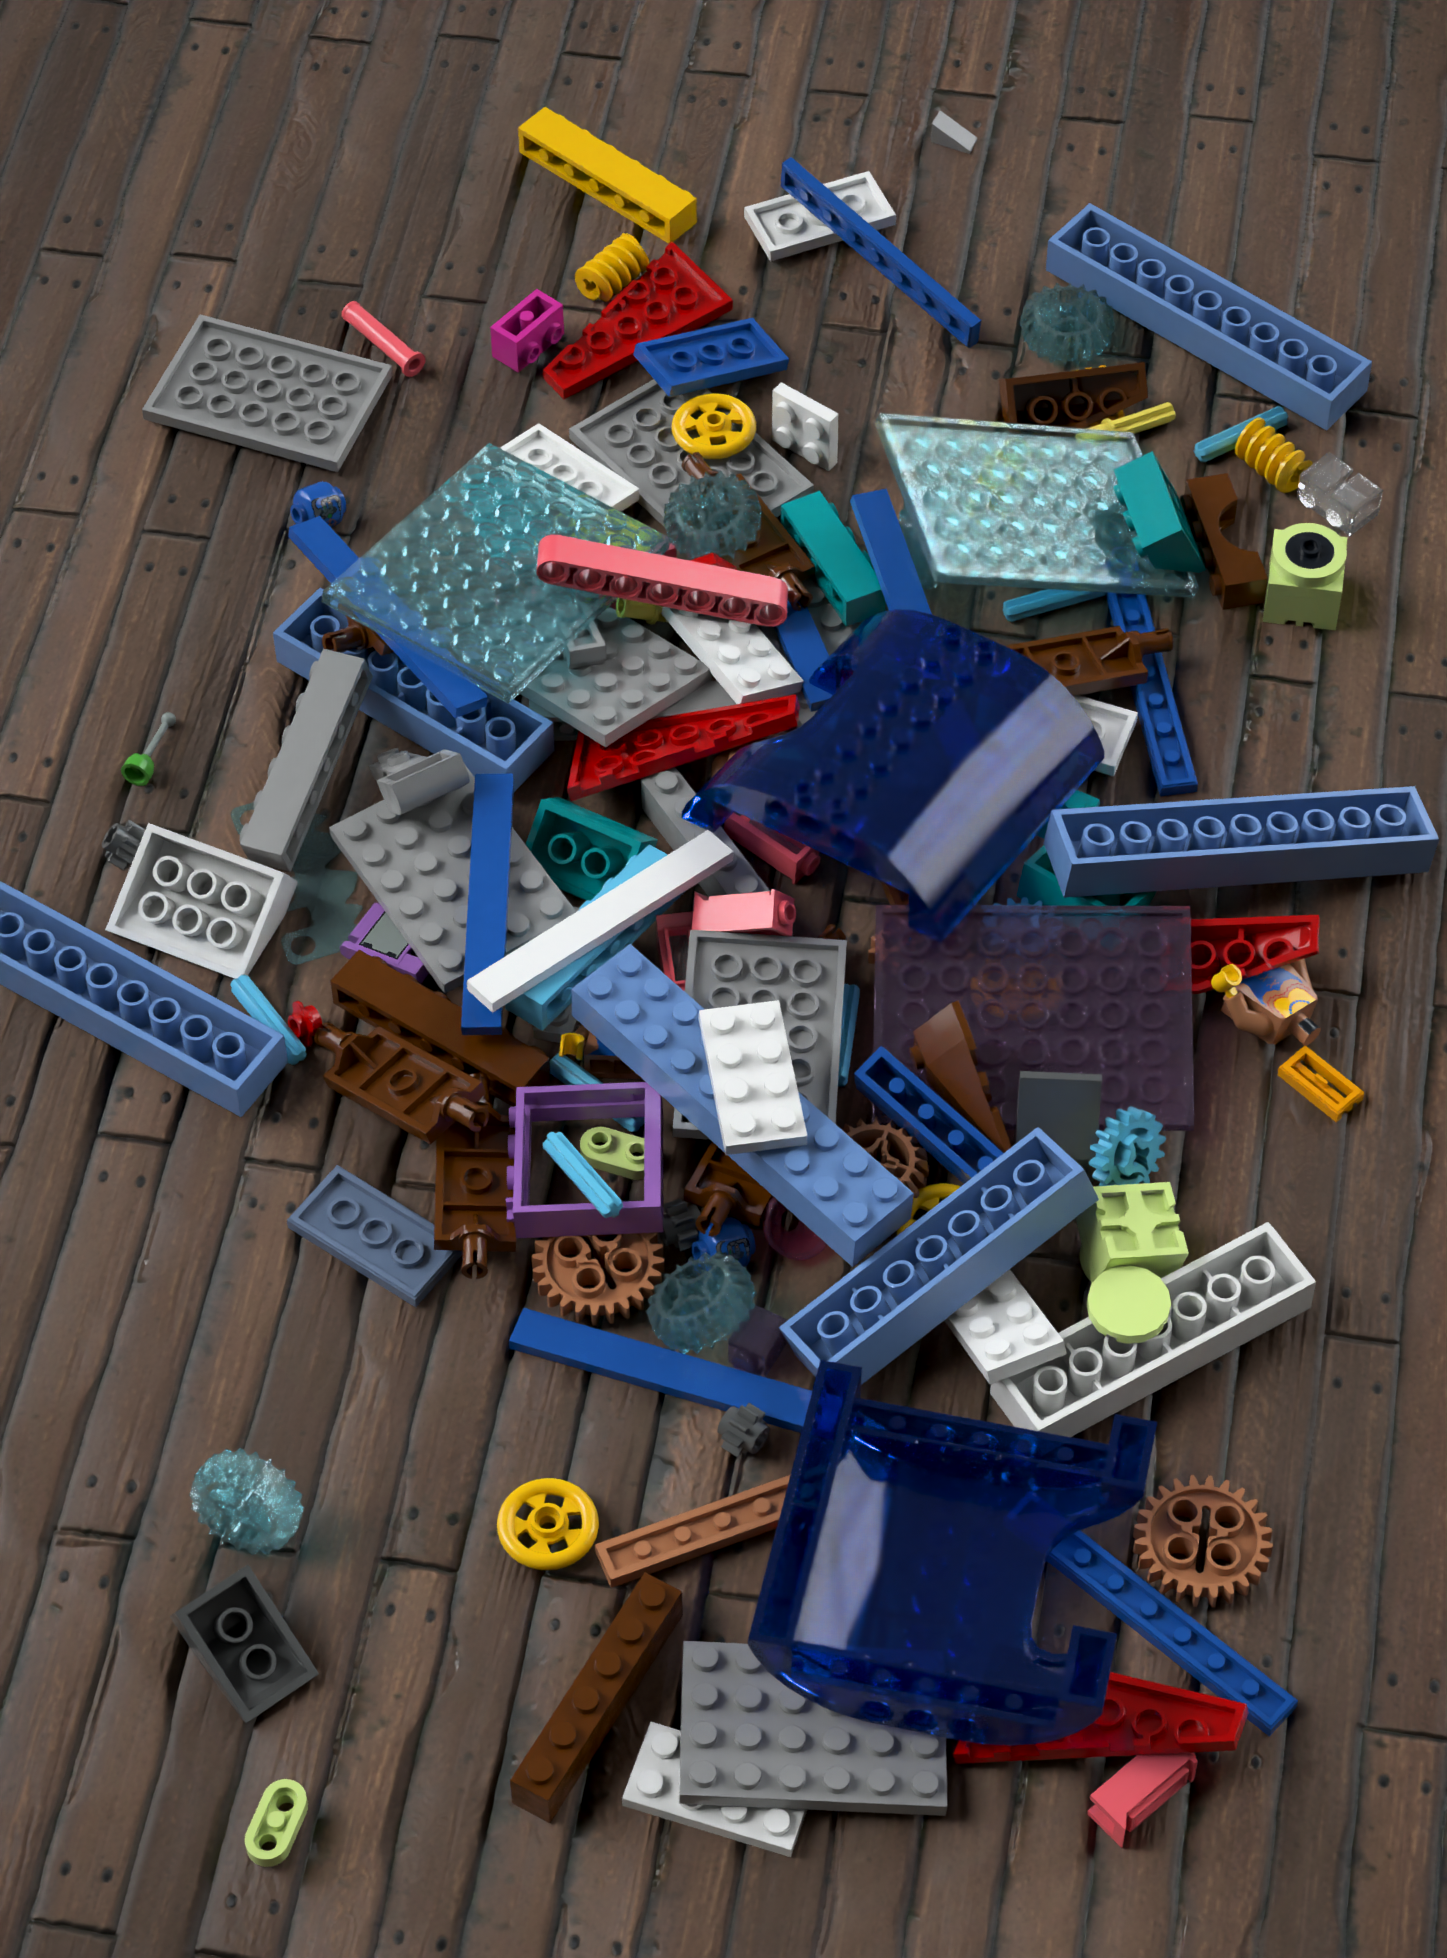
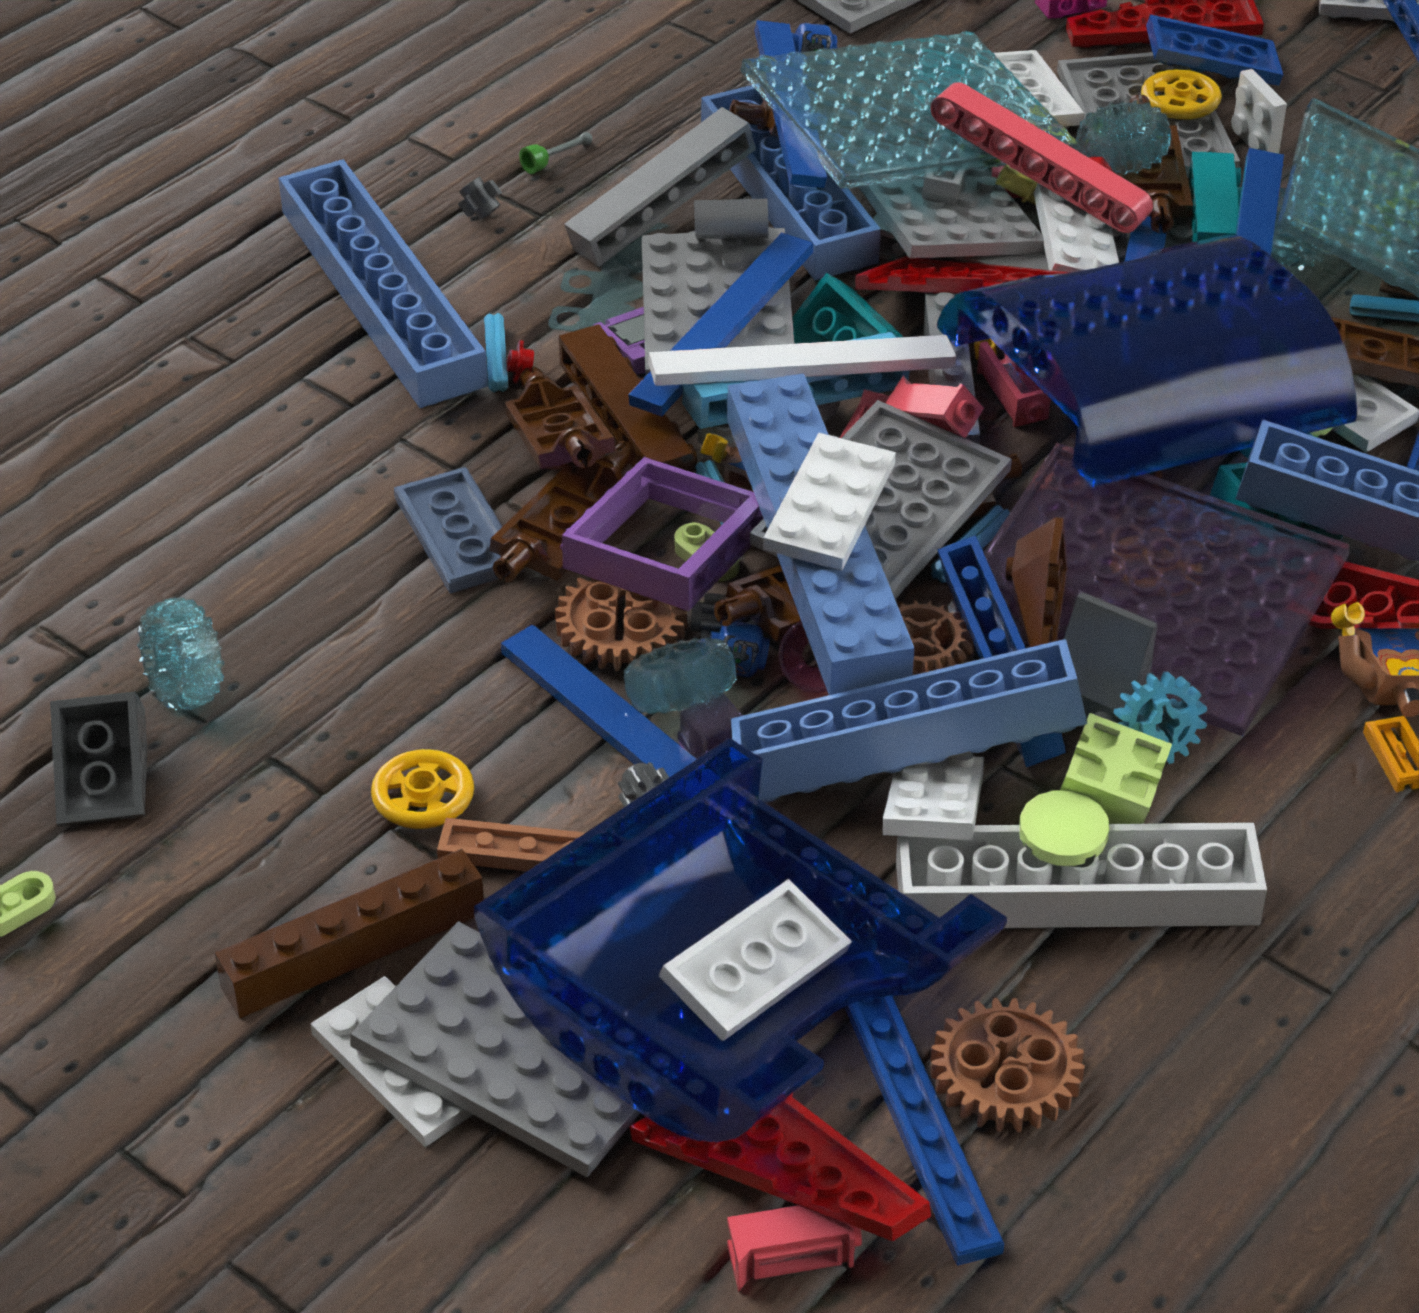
camera: 30 degrees right, 10 degrees down
(200, 902) = (507, 254): white slope -> none
(582, 1175) = (640, 529): medium azure axle -> none
(961, 1553) = (755, 959): none -> white plate

